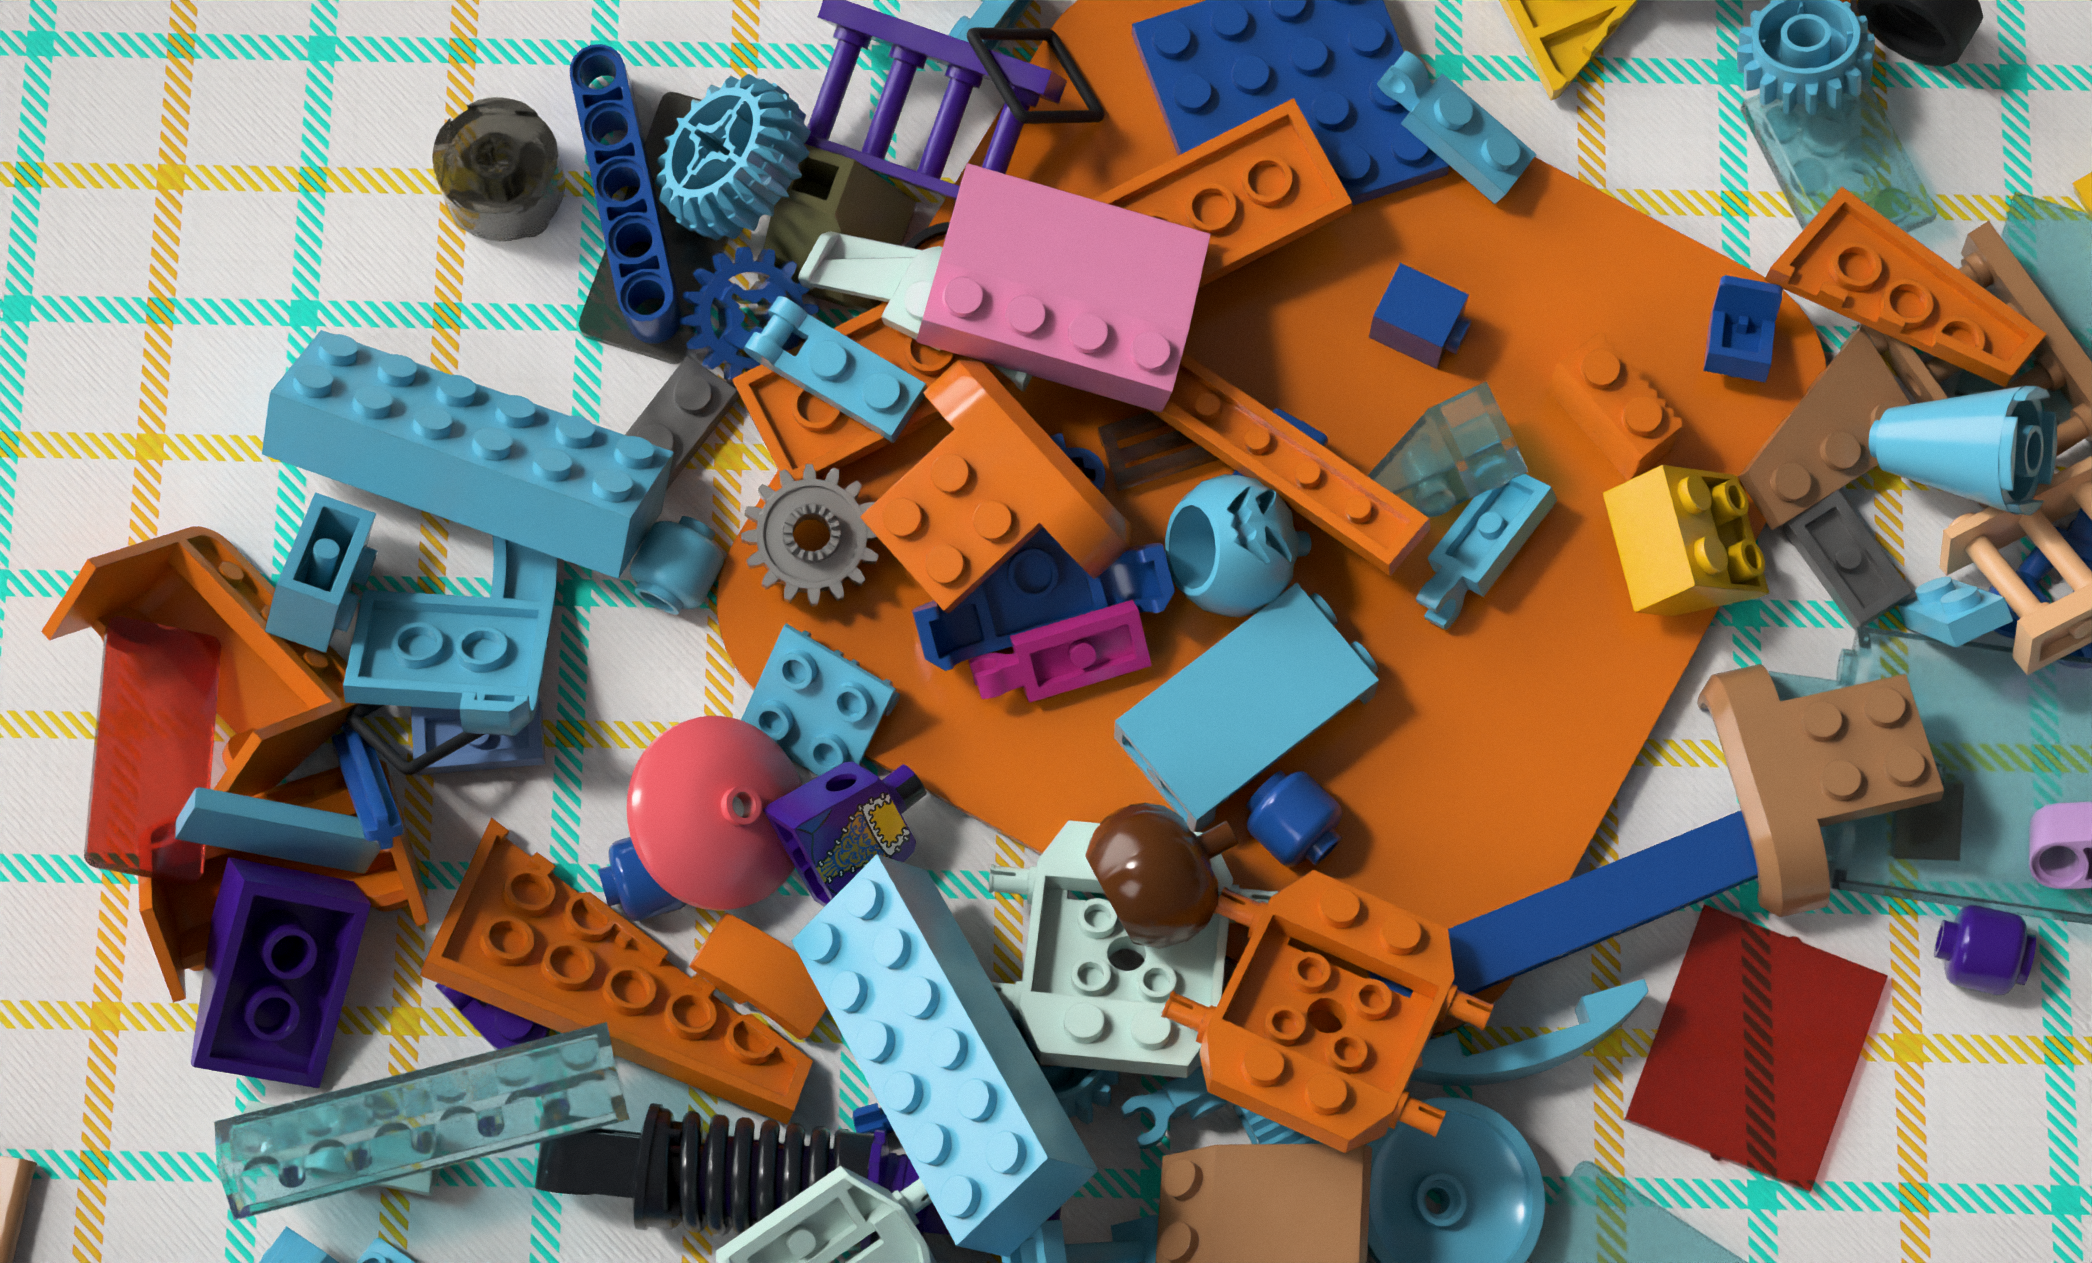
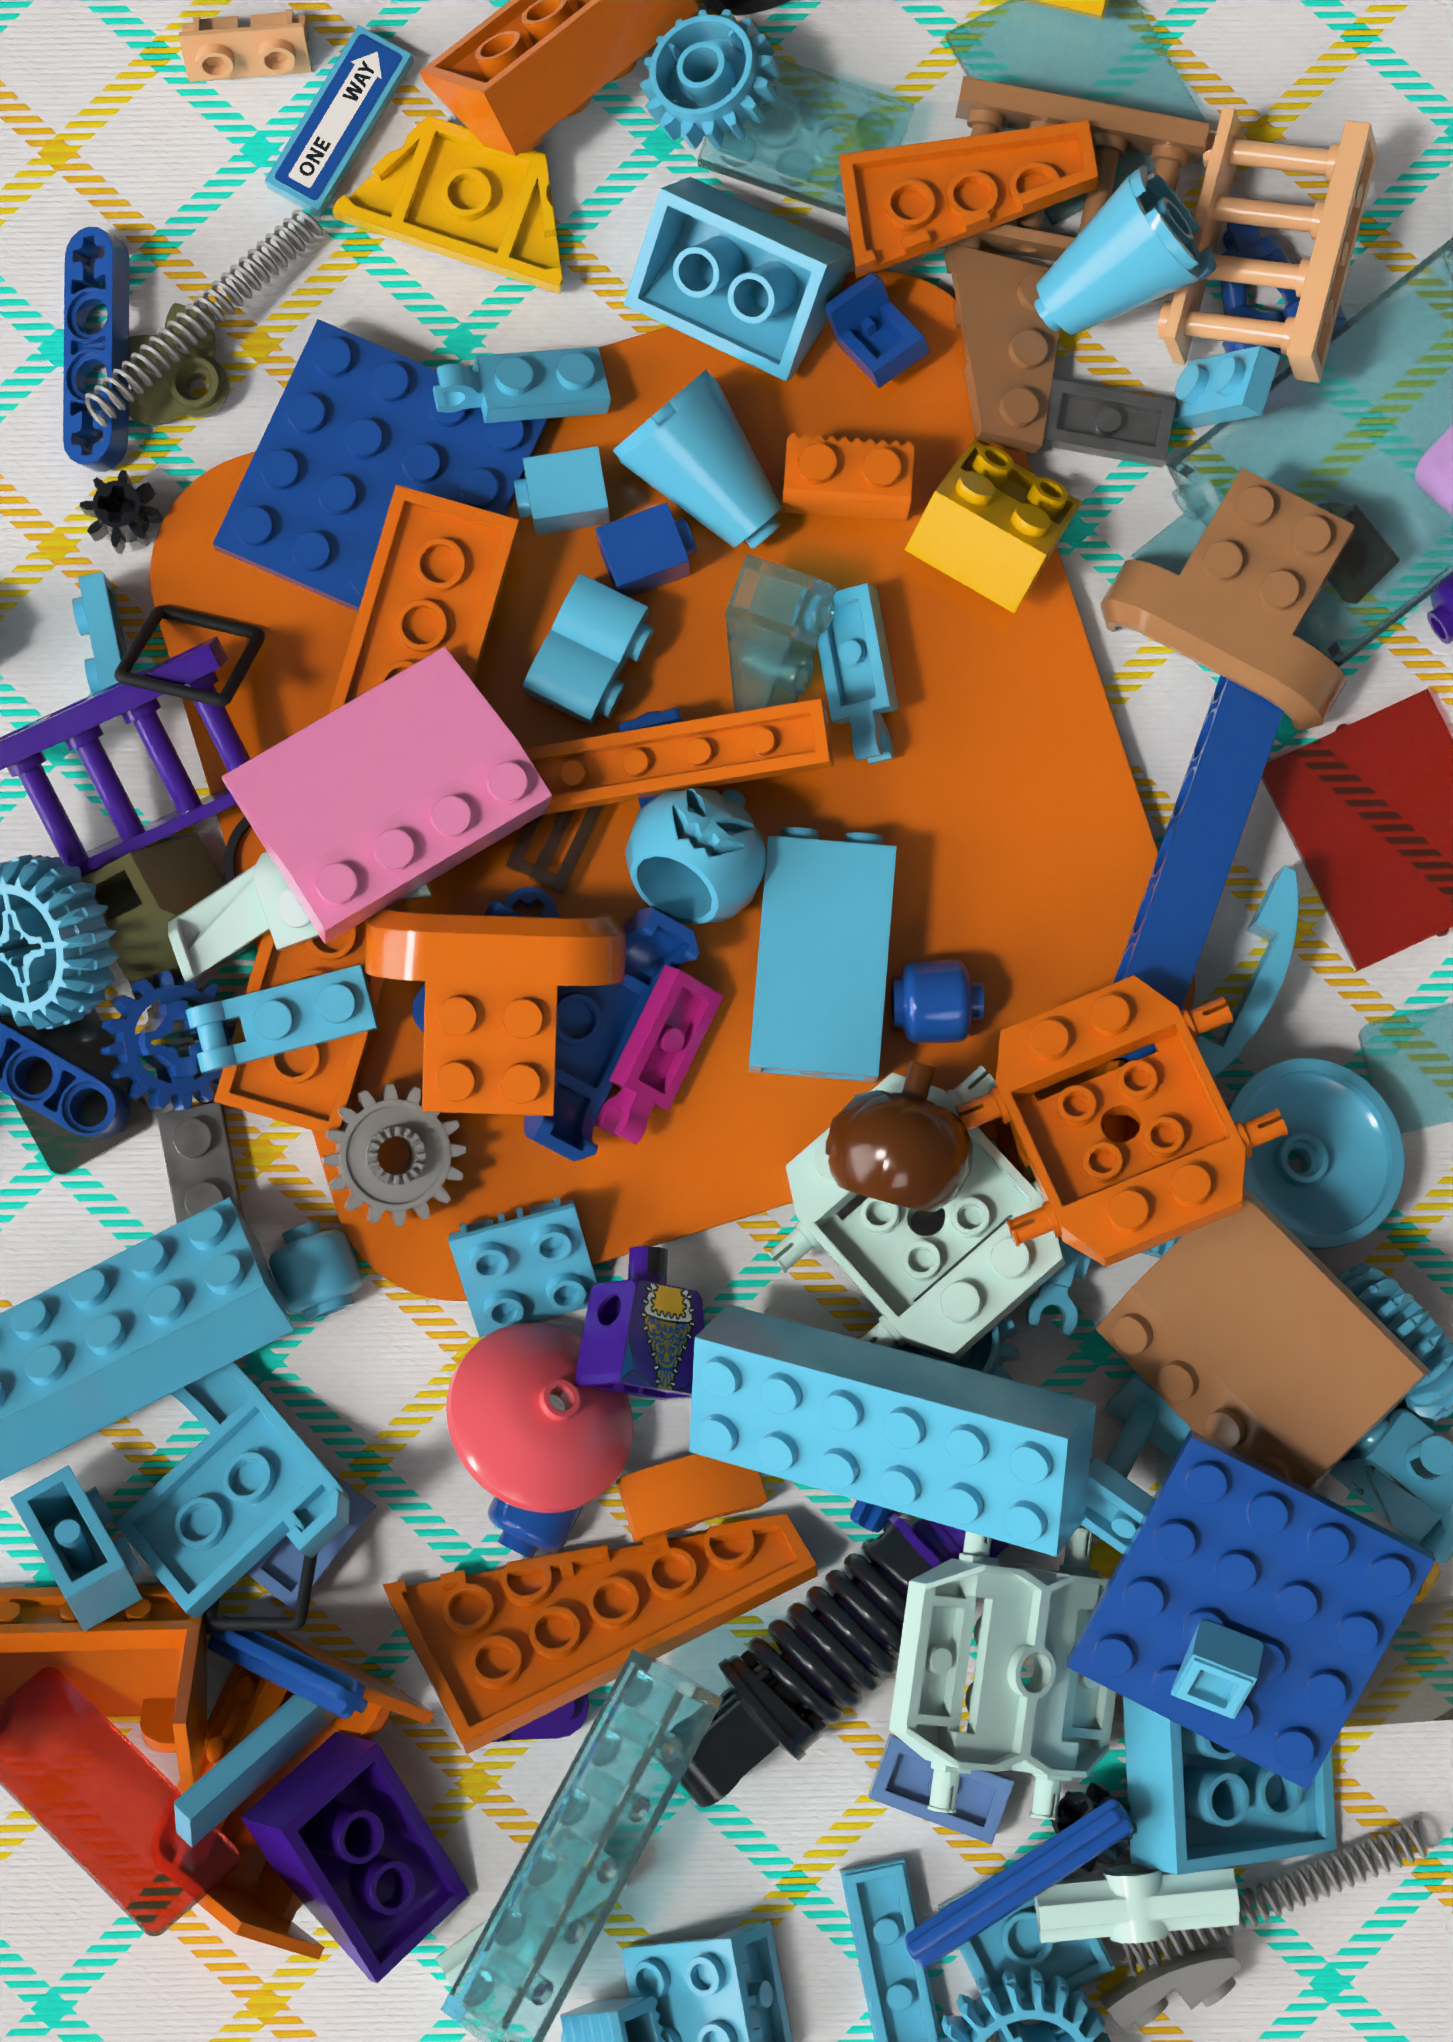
camera: 50 degrees left, 10 degrees up
(1309, 343) = (588, 650): none -> medium azure brick
(1407, 222) = (563, 491): none -> medium azure brick
(1524, 295) = (704, 464): none -> medium azure cone
(1683, 200) = (735, 276): none -> medium azure slope

